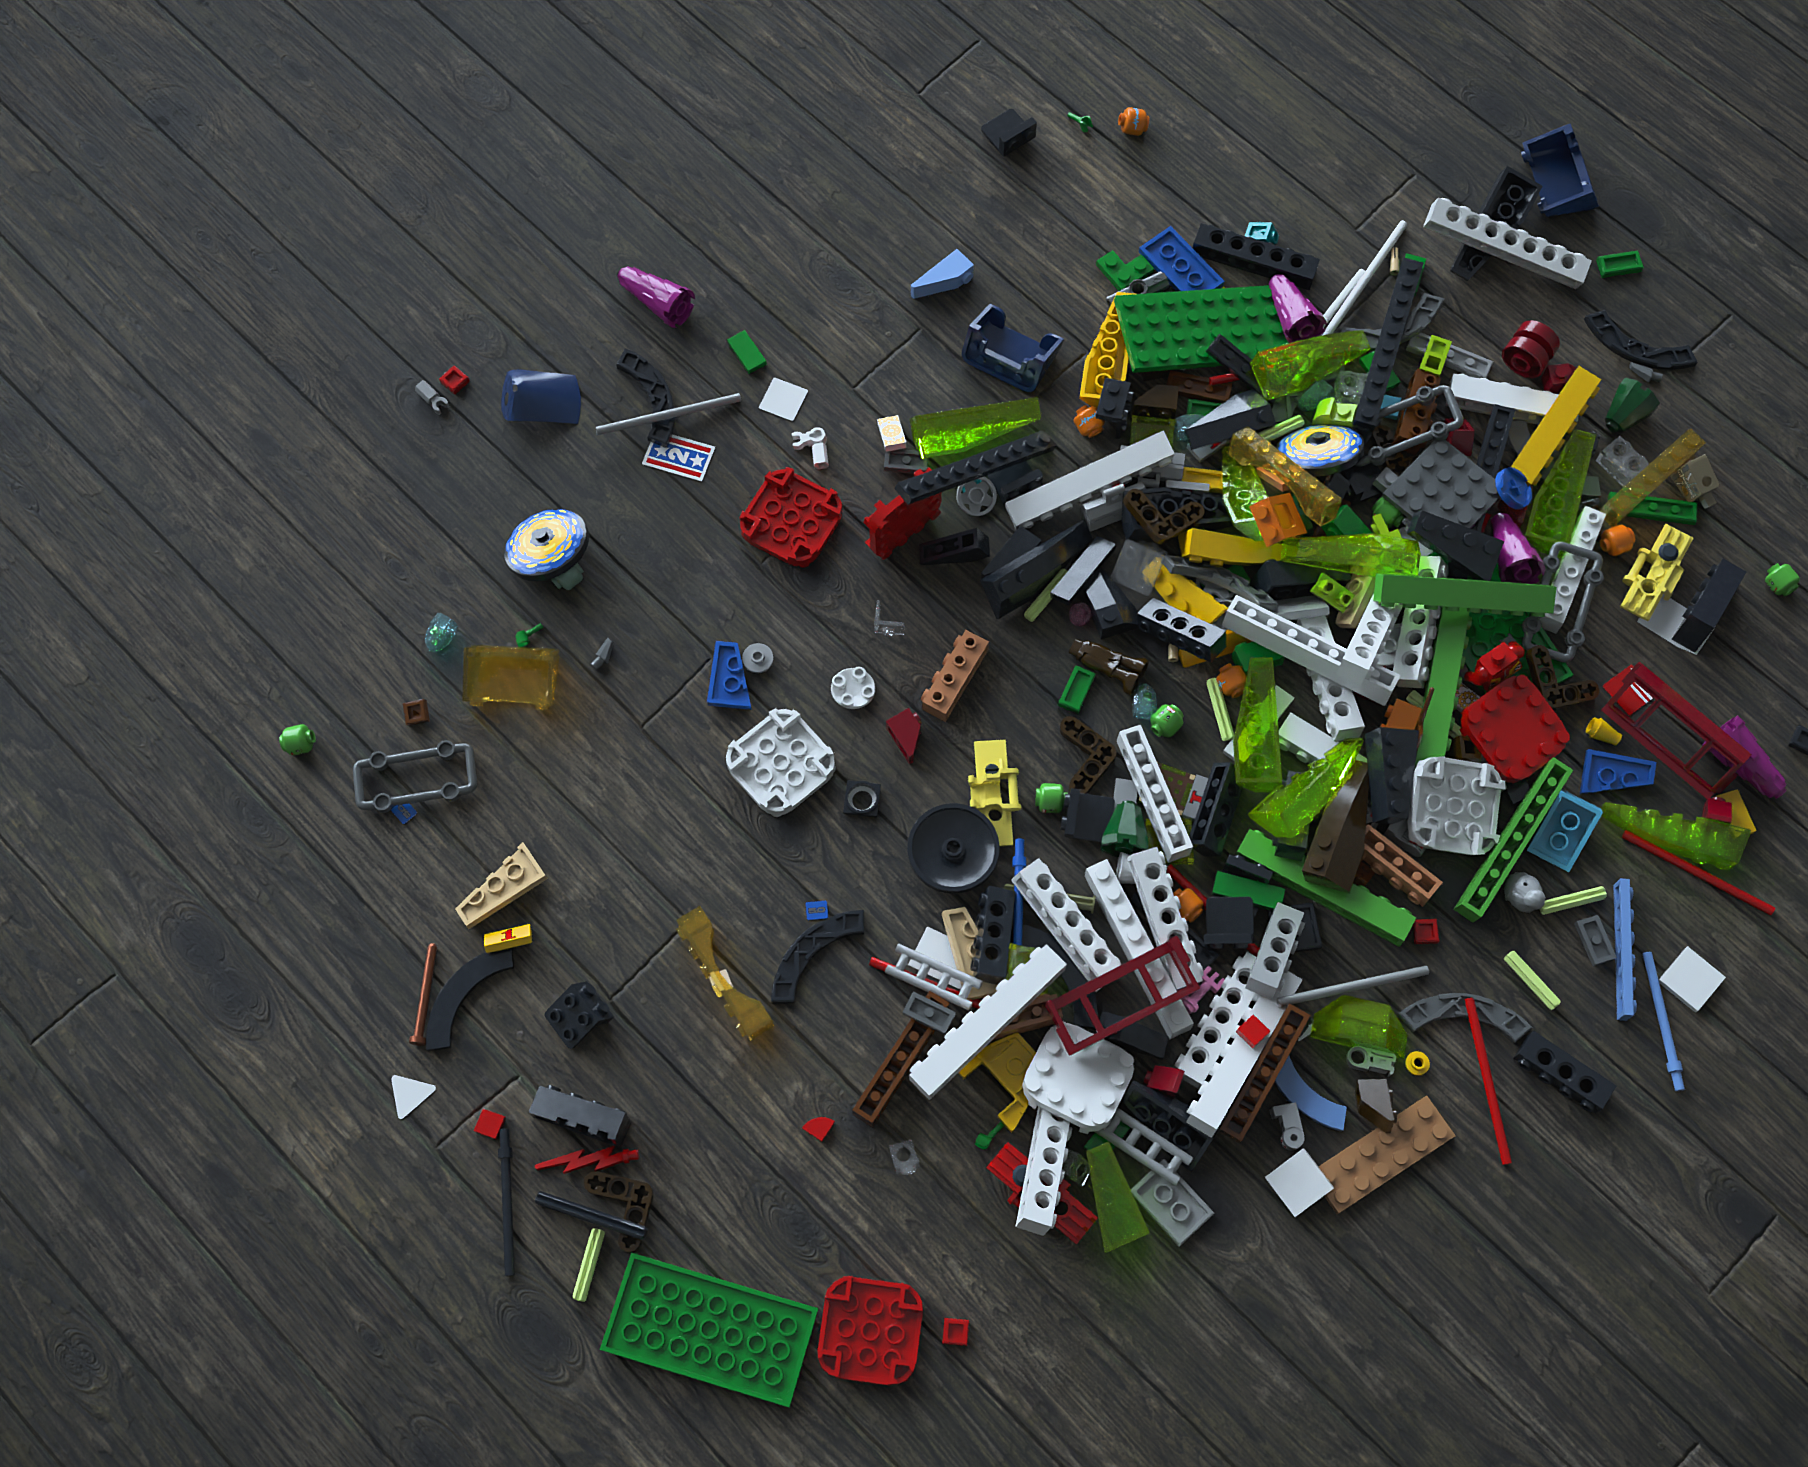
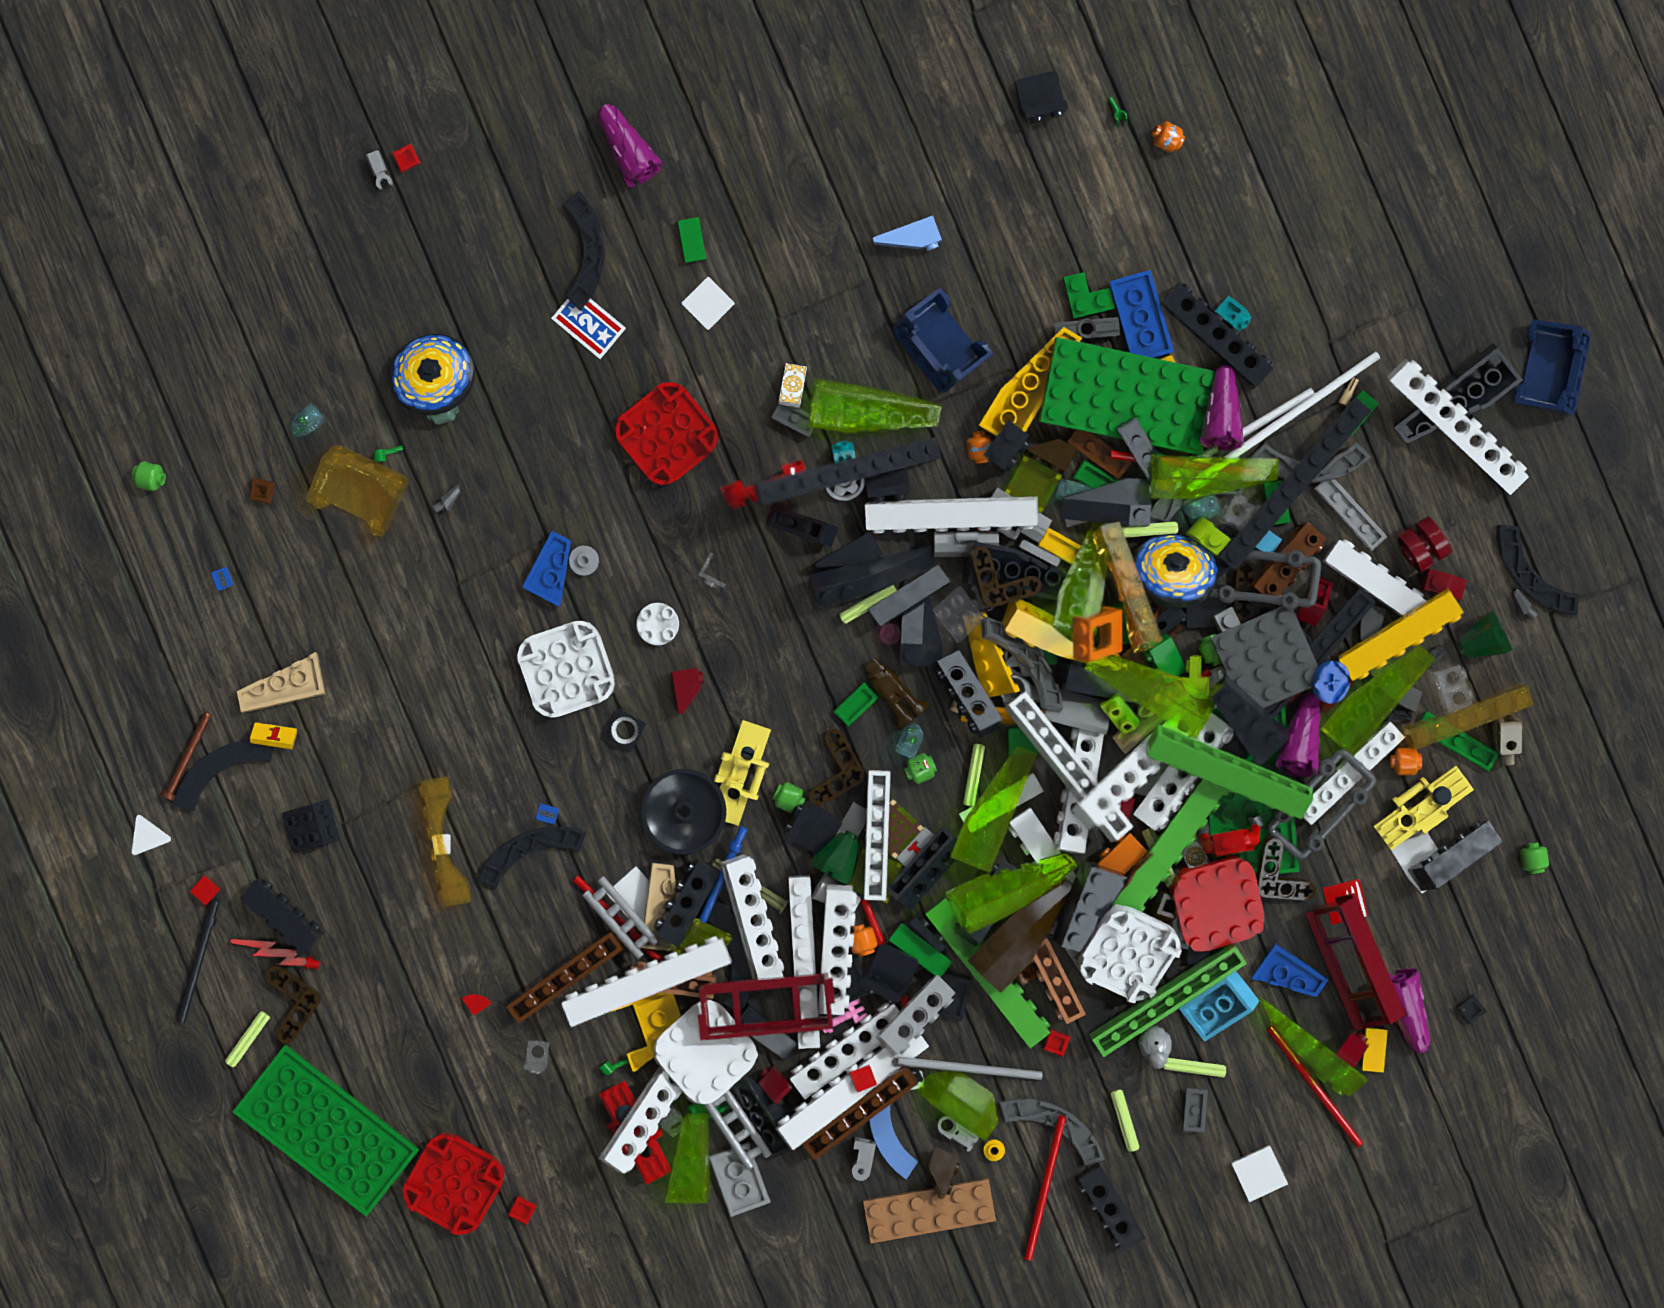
camera: 25 degrees right, 20 degrees up
(380, 761) = (215, 525): dark grey bar -> none
(541, 397) = (482, 214): dark blue piece -> none
(591, 1215) = (262, 1002): black axle -> none
(668, 414) = (594, 281): light grey piece -> none
(816, 439) = (722, 361): white bar -> none
(929, 1013) = (600, 954): dark grey plate -> none
(955, 675) = (752, 650): nougat brick -> none
(1231, 680) = (994, 754): orange head -> none
(1299, 1182) = (849, 1207): white tile -> none
(1435, 355) = (1331, 514): lime brick -> none
(1602, 731) = (1297, 931): yellow cone -> none
(1619, 264) = (1561, 482): green tile -> none
(1623, 949) = (1211, 1134): medium blue plate -> none
(1673, 1065) = (1206, 1238): medium blue bar -> none

